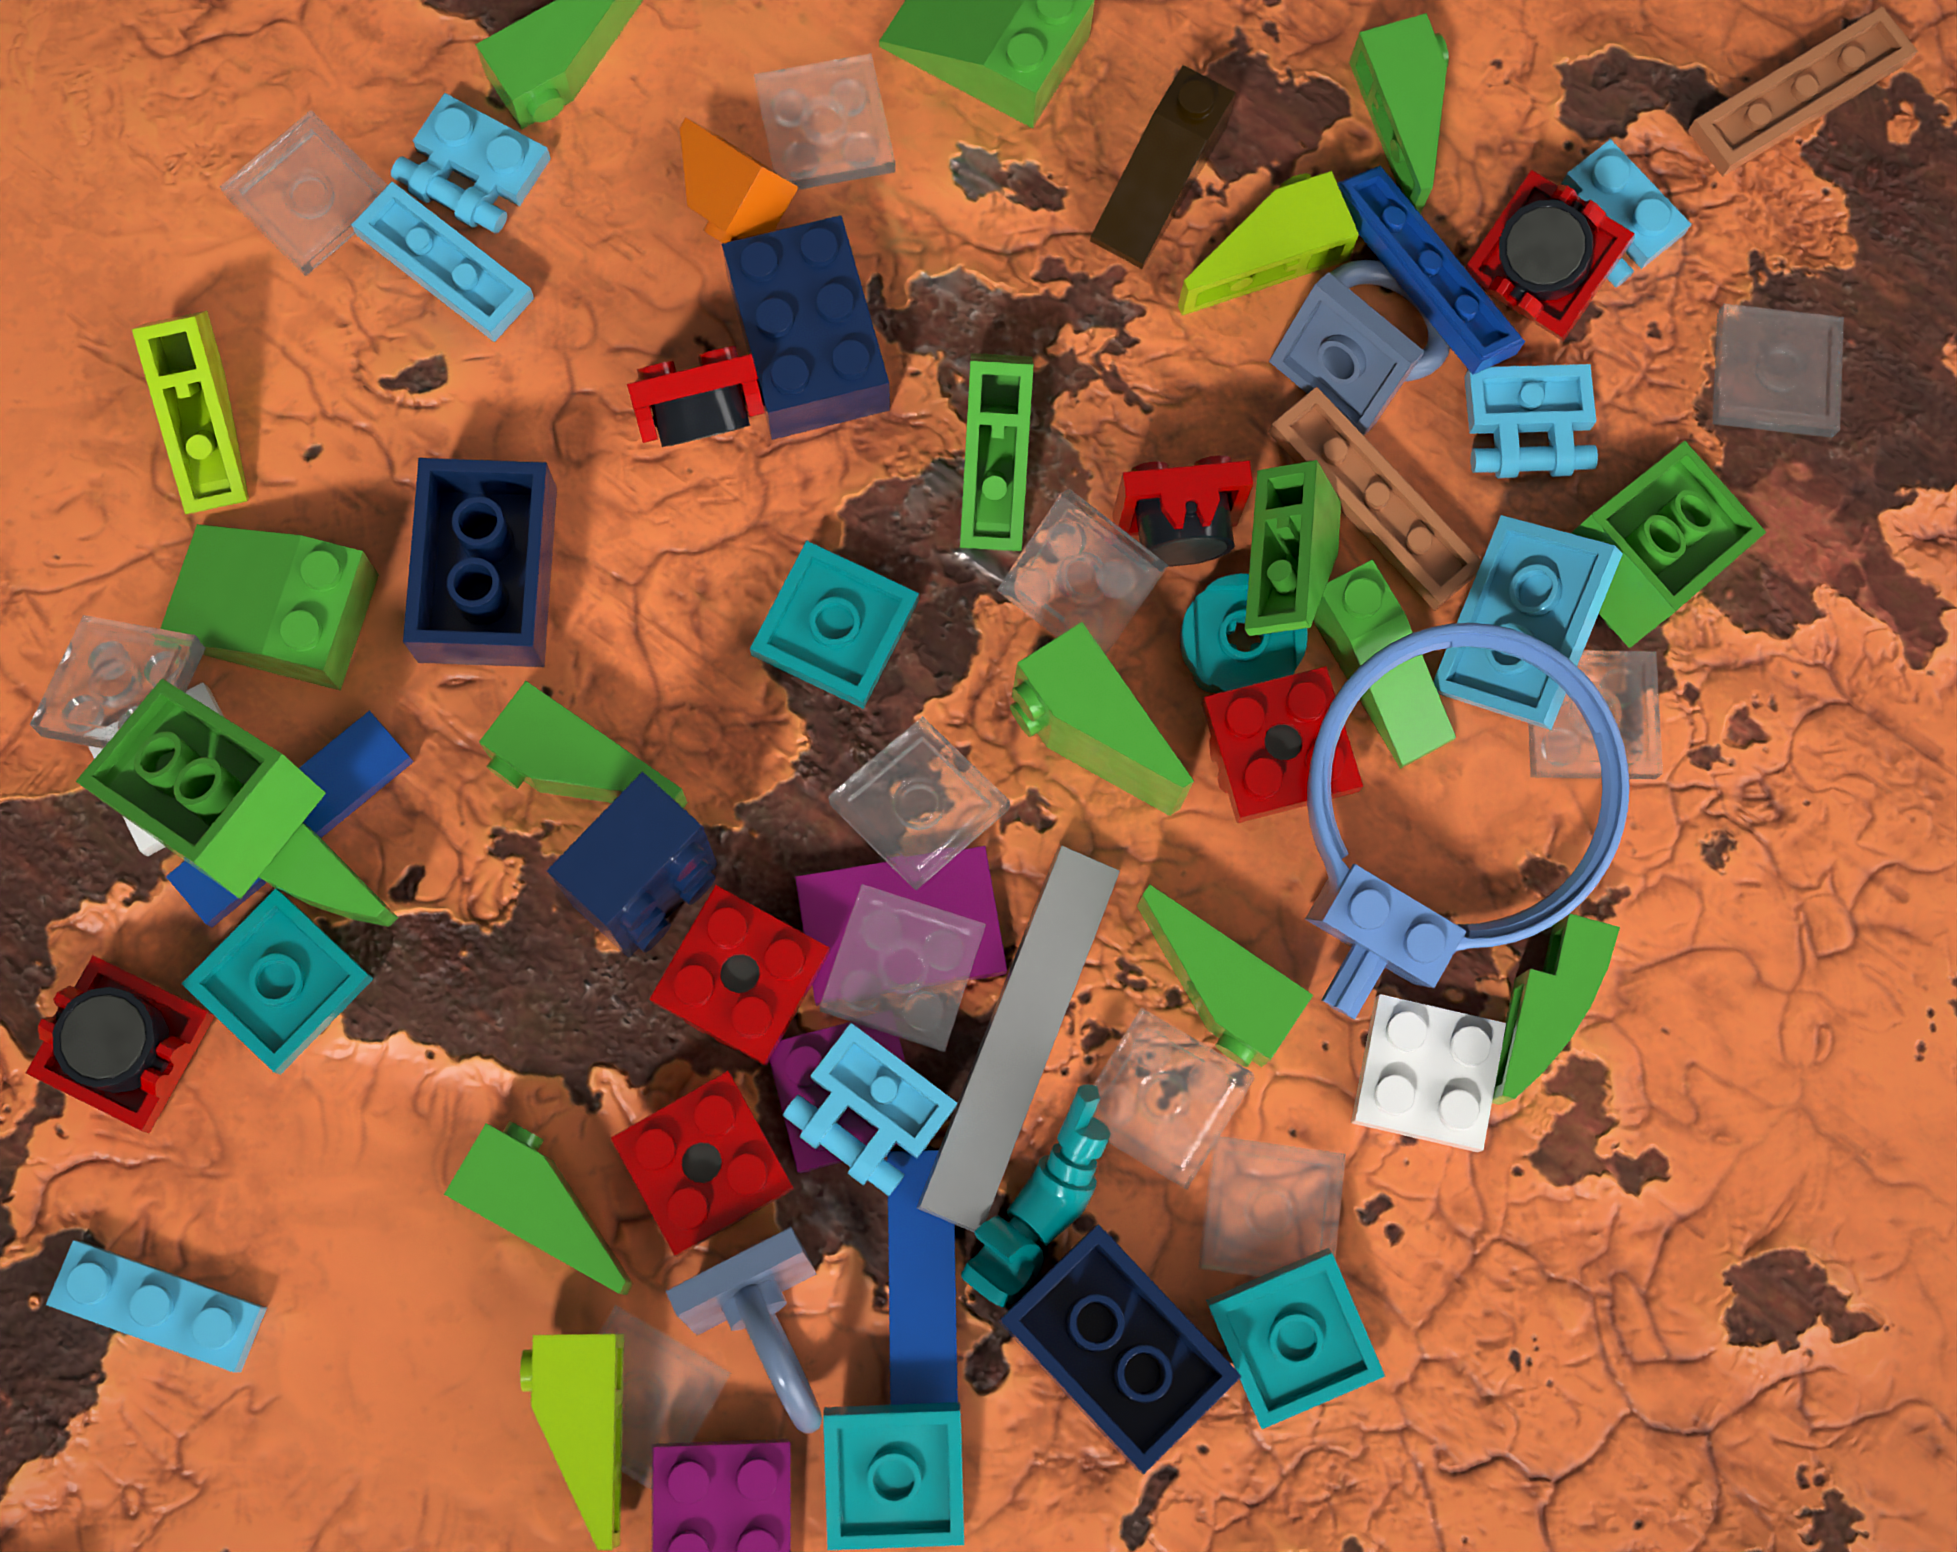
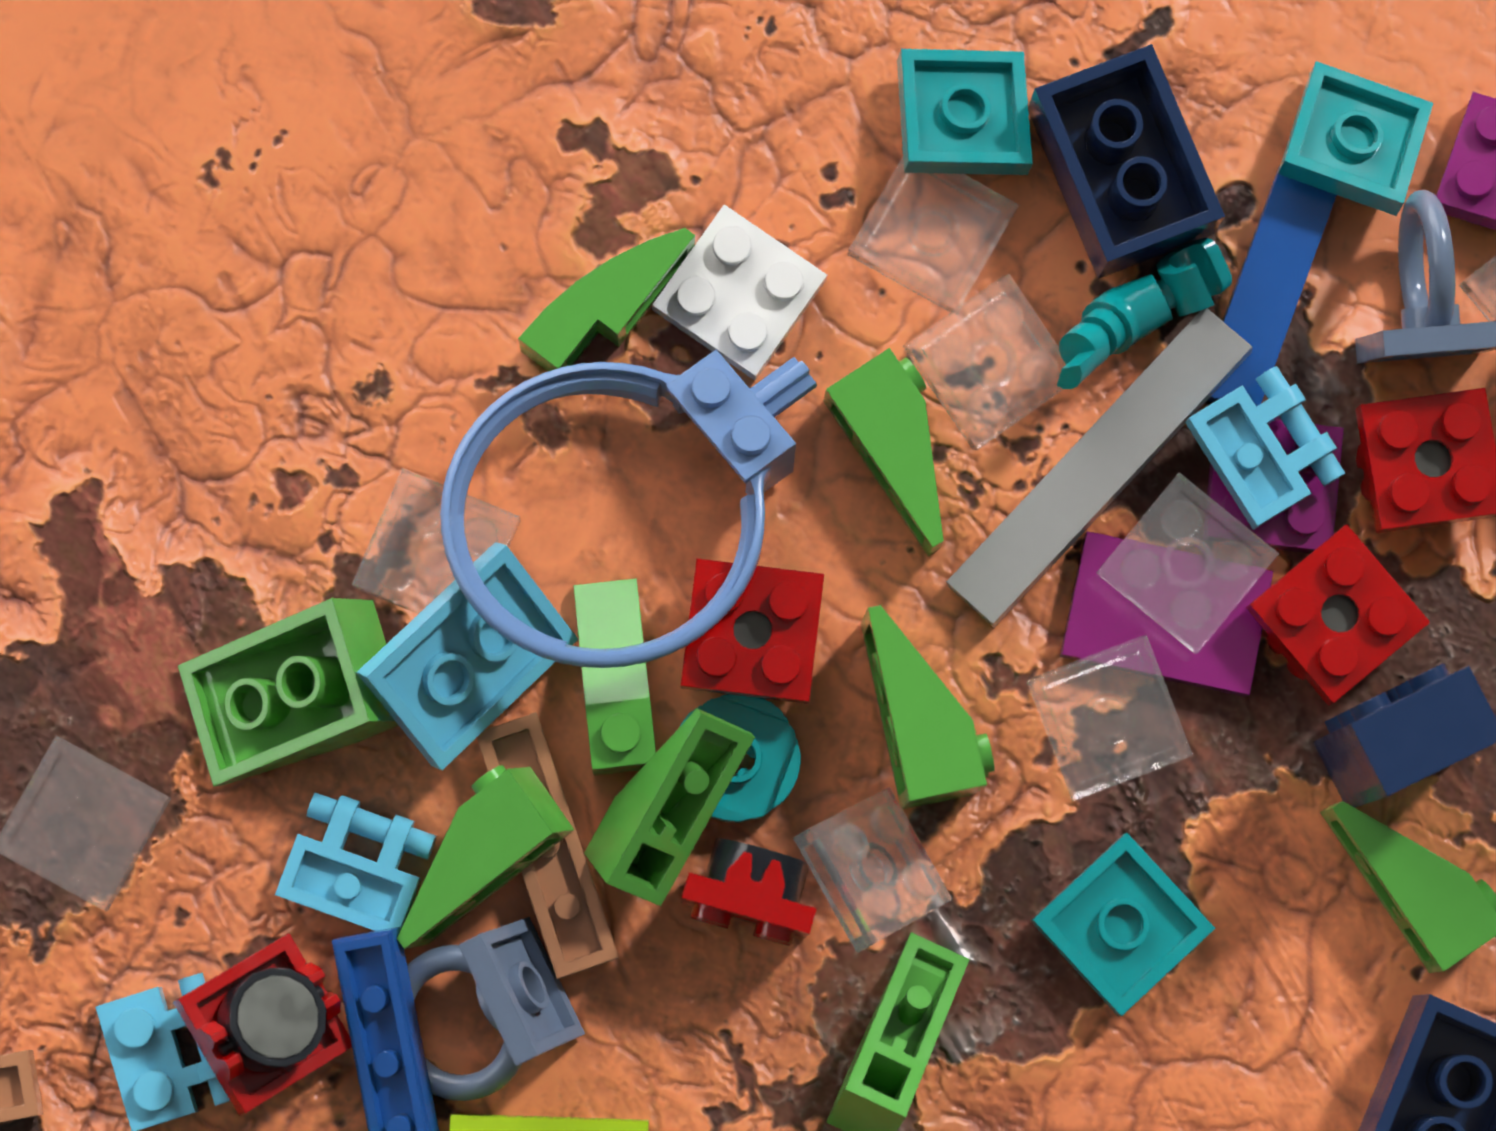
camera: 160 degrees left, 5 degrees up
(1433, 464) = (486, 846): none -> bright green slope

